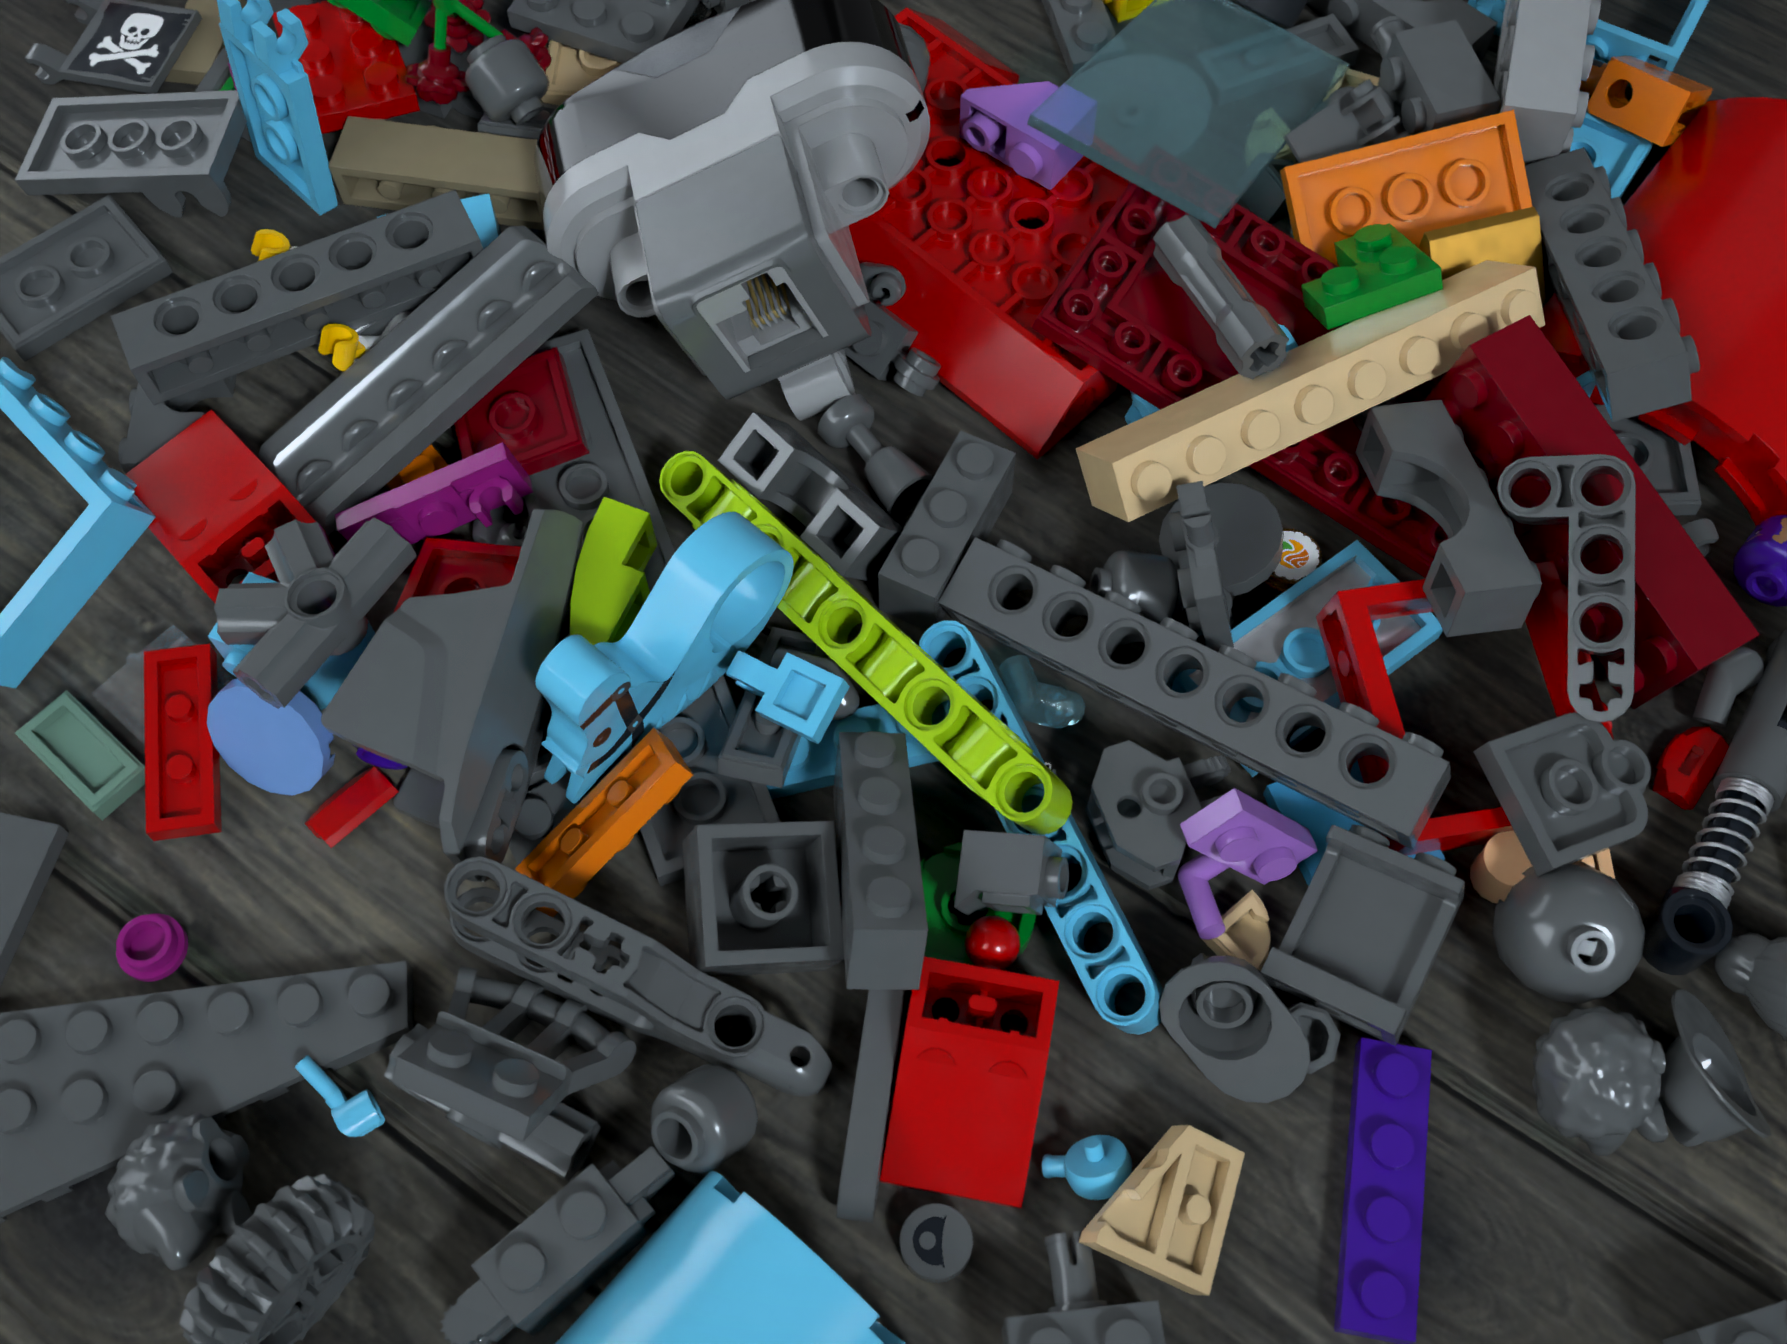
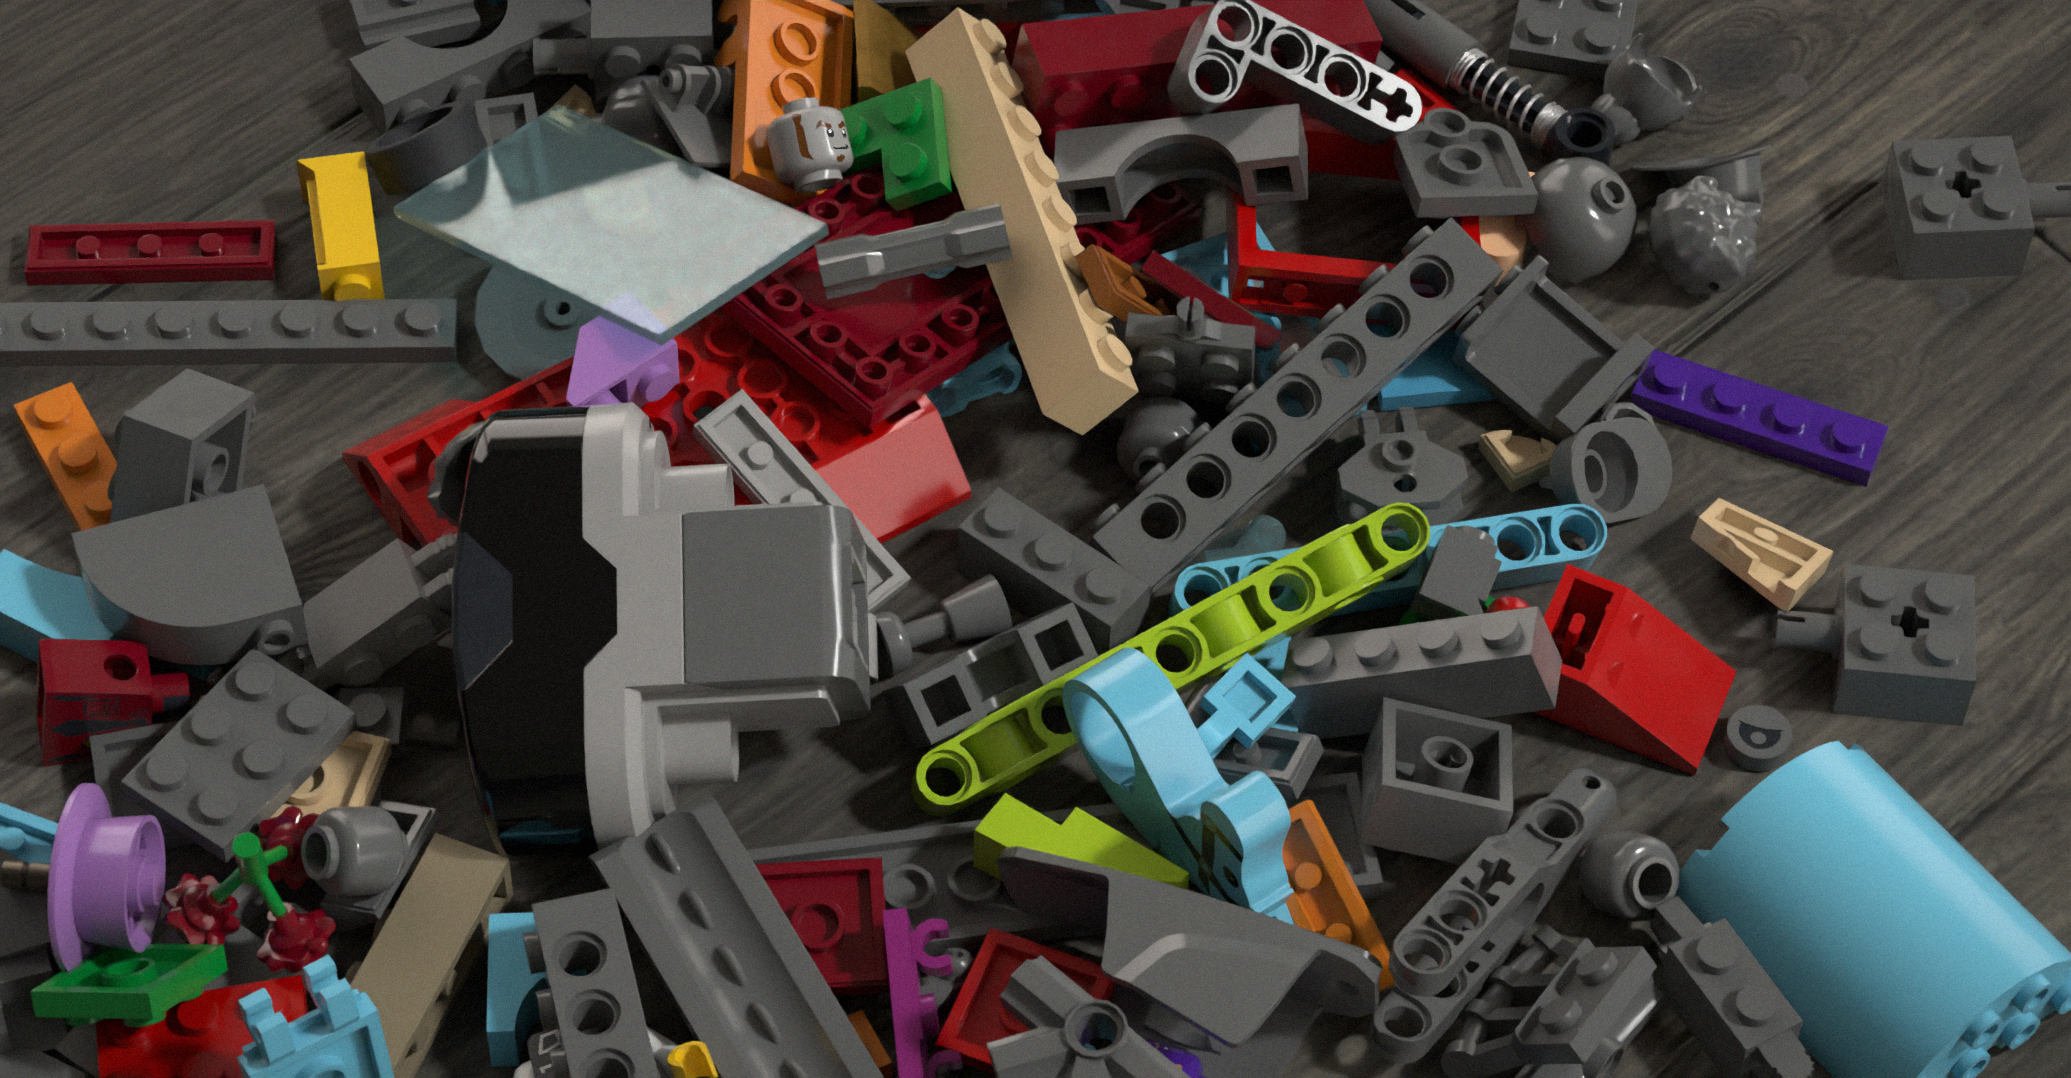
camera: 80 degrees left, 10 degrees down
(871, 1105) = (1676, 768): dark grey beam -> none
(939, 302) = (774, 472): none -> light grey tile
(1091, 1166) = (1713, 605): medium azure piece -> none
(1242, 836) = (1454, 410): medium lavender plate -> none
(1253, 513) = (1122, 288): none -> dark orange tile
(1285, 578) = (1216, 305): none -> dark red tile
(1334, 207) = (809, 145): none -> light grey head

